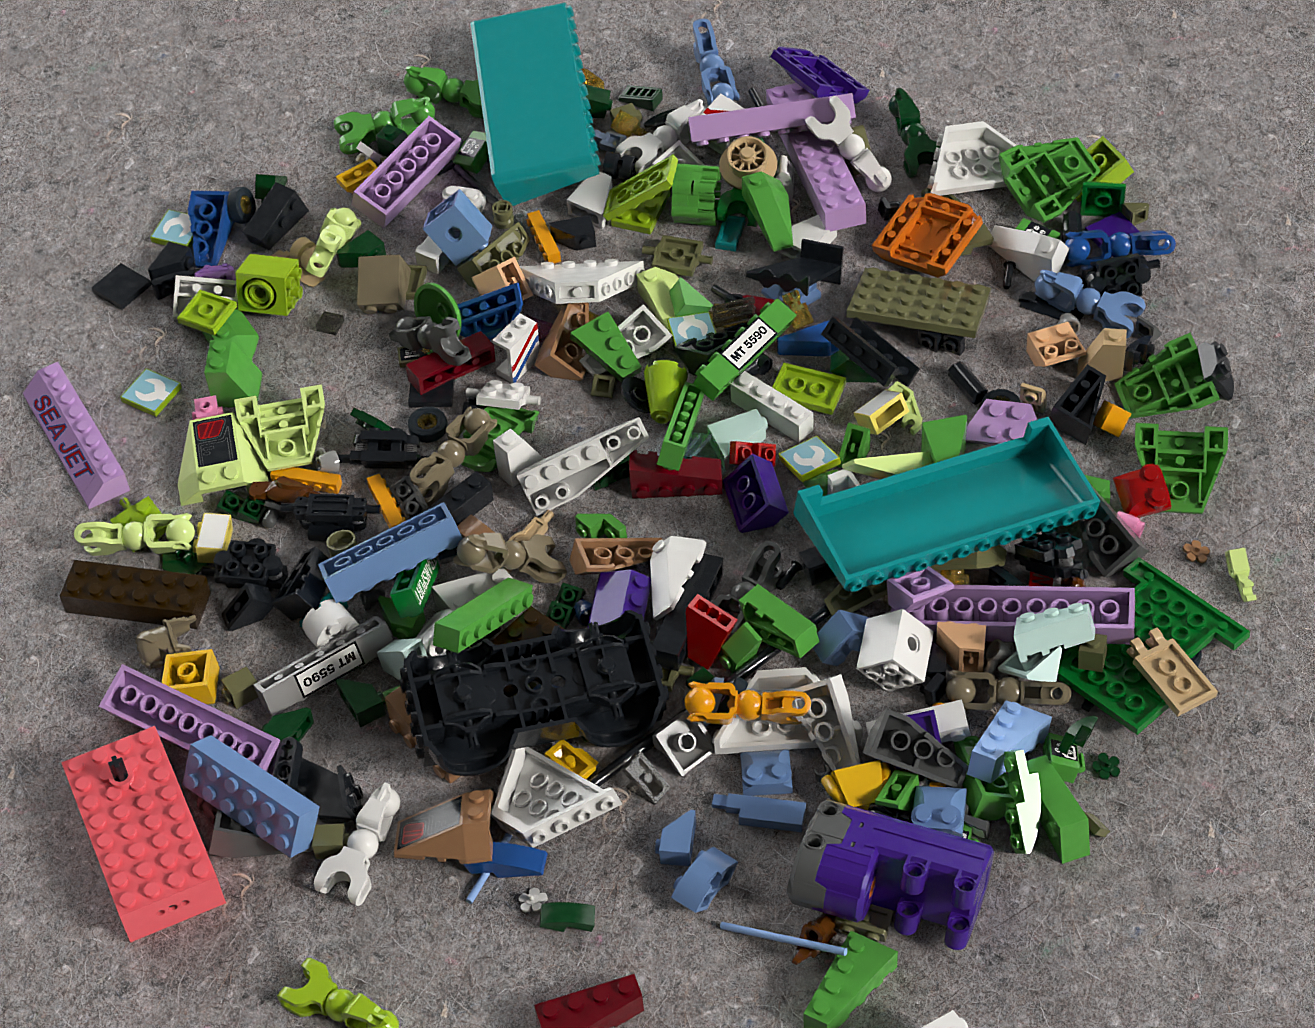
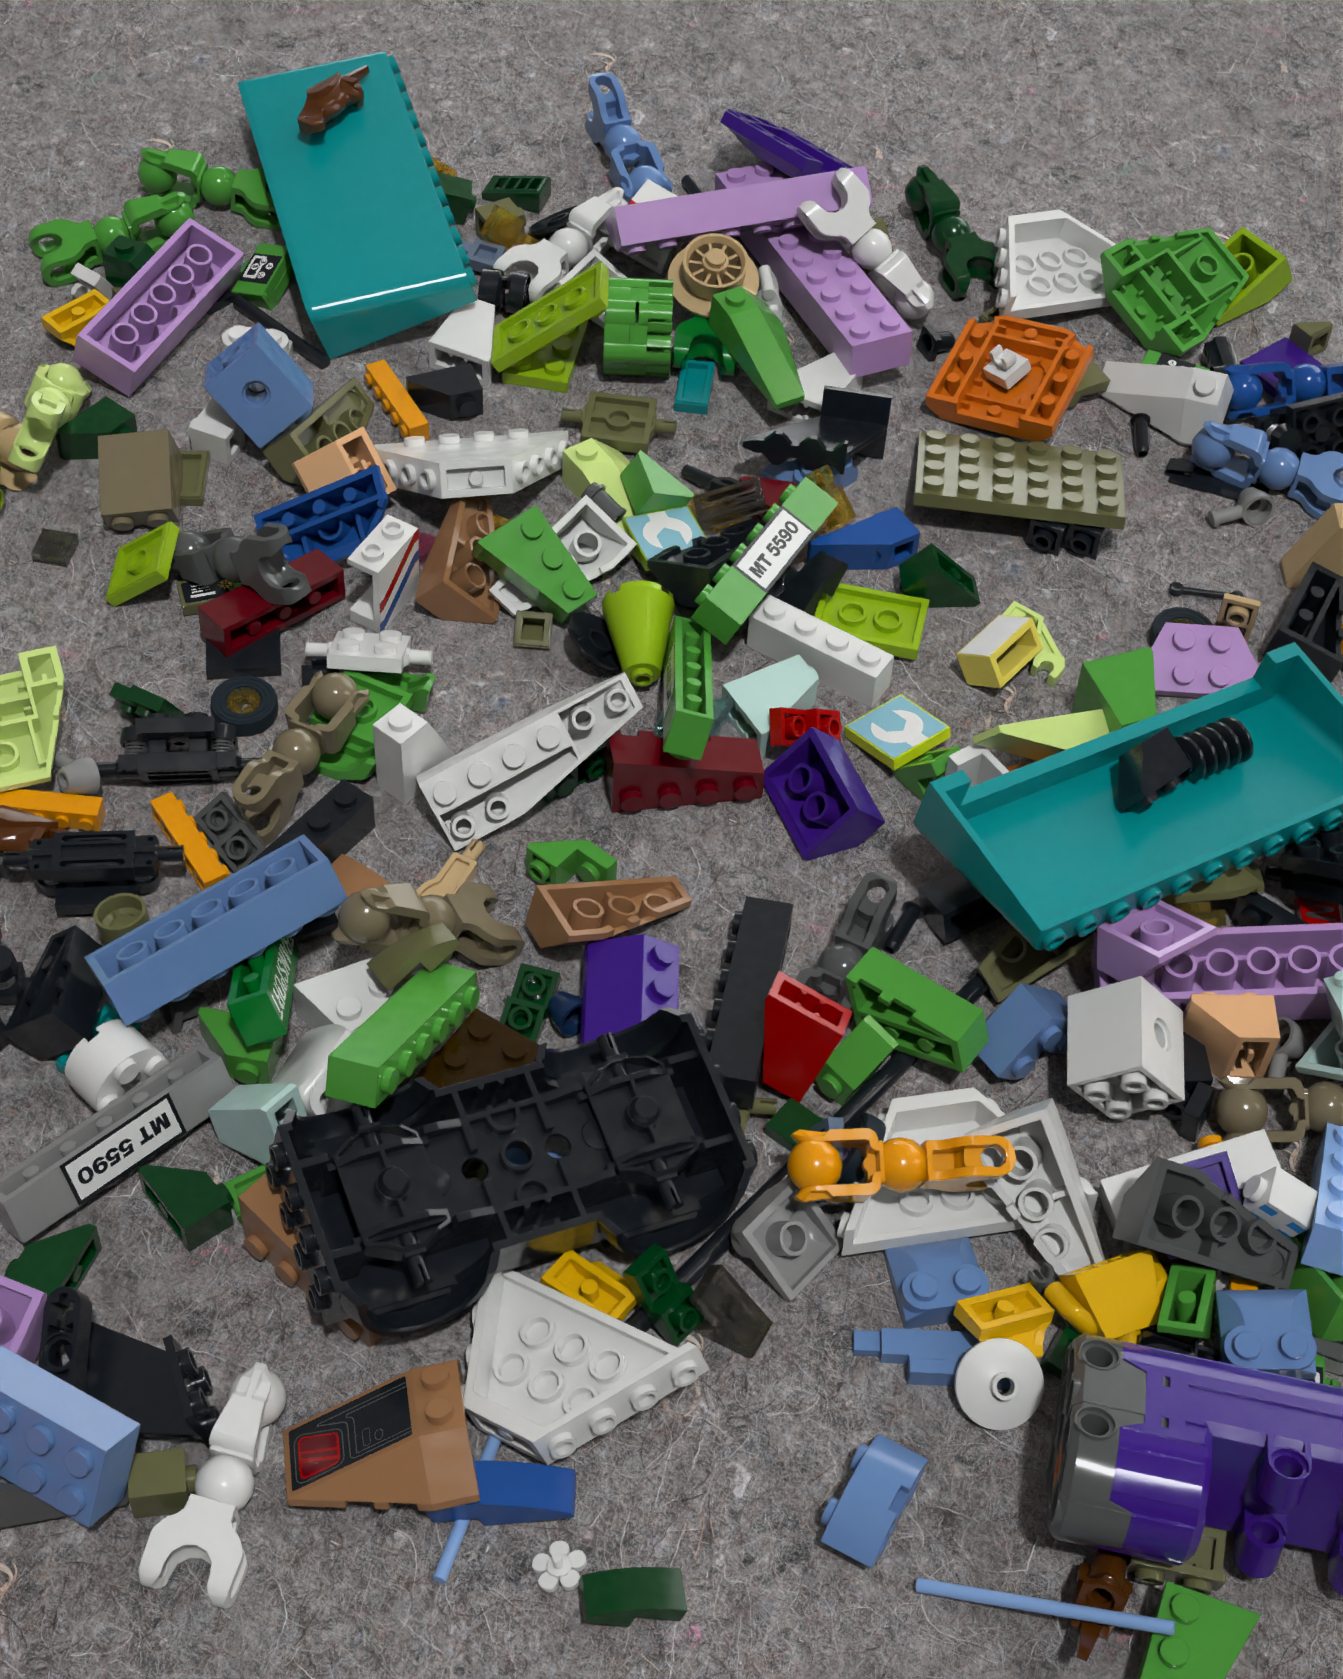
camera: 15 degrees left, 0 degrees up
(378, 336) = (142, 563): none -> lime tile
(436, 302) = (238, 503): bright green dish -> none
(503, 214) = (325, 368): olive wheel -> none
(506, 569) = (427, 945): none -> olive slope
(523, 38) = (330, 98): none -> reddish brown animal
(608, 765) = (663, 1295): none -> dark green slope
(656, 309) = (604, 501): none -> dark grey pin
(670, 569) = (711, 928): white wedge -> none
(677, 840) = (810, 1428): medium blue slope -> none
(772, 826) = (978, 1379): none -> white dish
(776, 361) = (816, 577): none -> black slope
(797, 795) = (1009, 1313): none -> yellow slope
(855, 443) = (968, 707): bright green slope -> none
(870, 351) = (965, 555): black fence -> none
(925, 228) = (1006, 367): none -> white tile
(941, 488) = (1150, 767): none -> black slope
(959, 739) = (1281, 1201): none -> white brick
(967, 382) = (1122, 600): black axle -> none
(982, 477) = (1215, 747): none -> black piece
(1007, 377) = (1177, 589): none -> black hinge
(1053, 345) = (1244, 537): light nougat slope -> none
(1102, 198) = (1261, 317): green slope -> none

